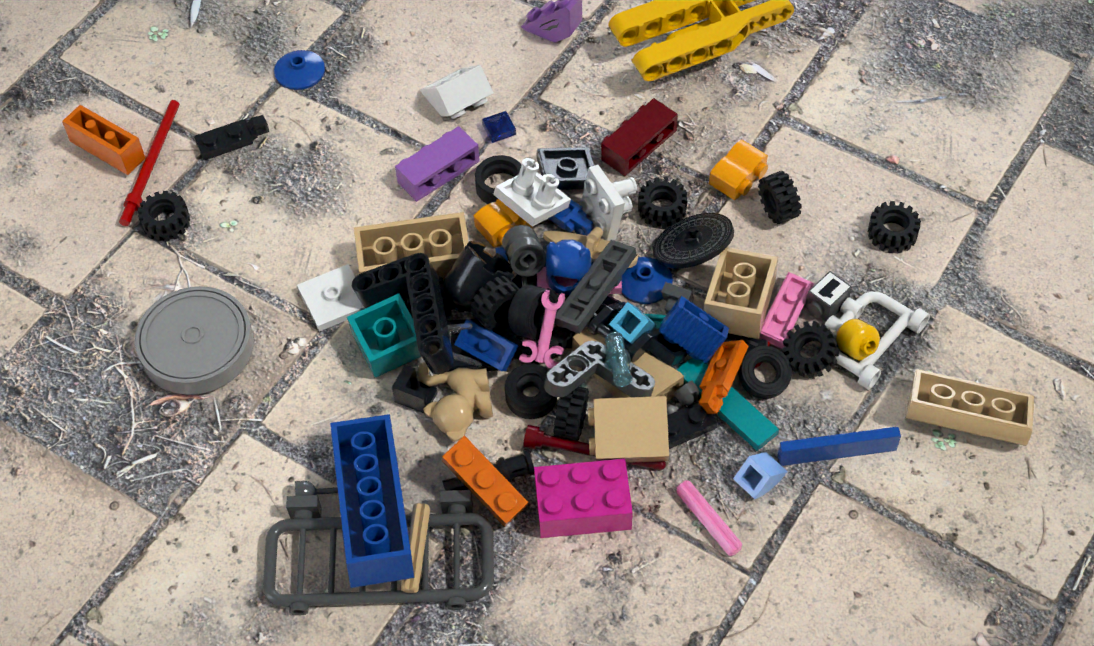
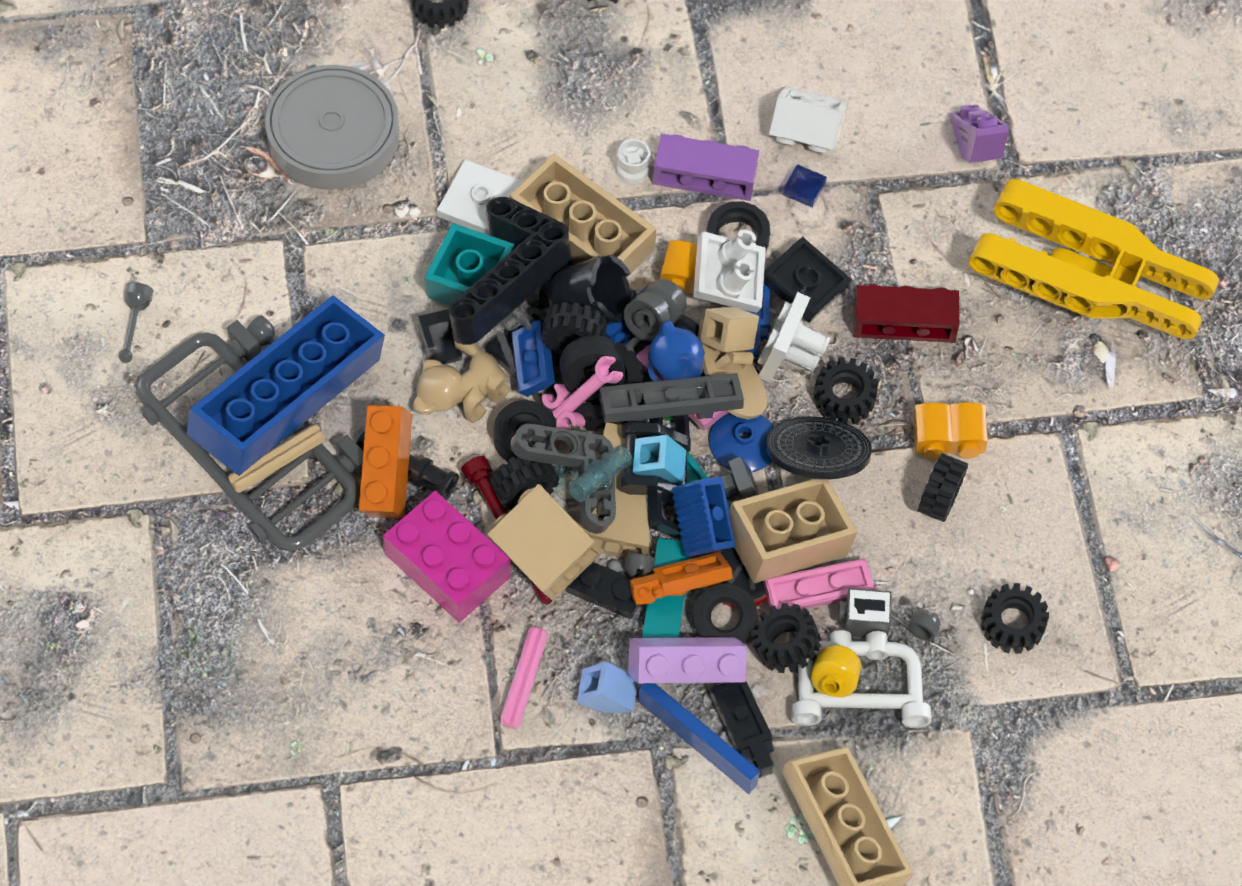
camera: 45 degrees right, 5 degrees up
(200, 550) = (138, 297): none -> dark grey hinge
(394, 197) = (633, 161): none -> white wheel
(573, 222) = (729, 329): none -> tan brick
(786, 411) = (687, 660): none -> lavender brick
(847, 414) = (744, 723): none -> black hinge
(860, 274) = (925, 625): none -> dark grey hinge

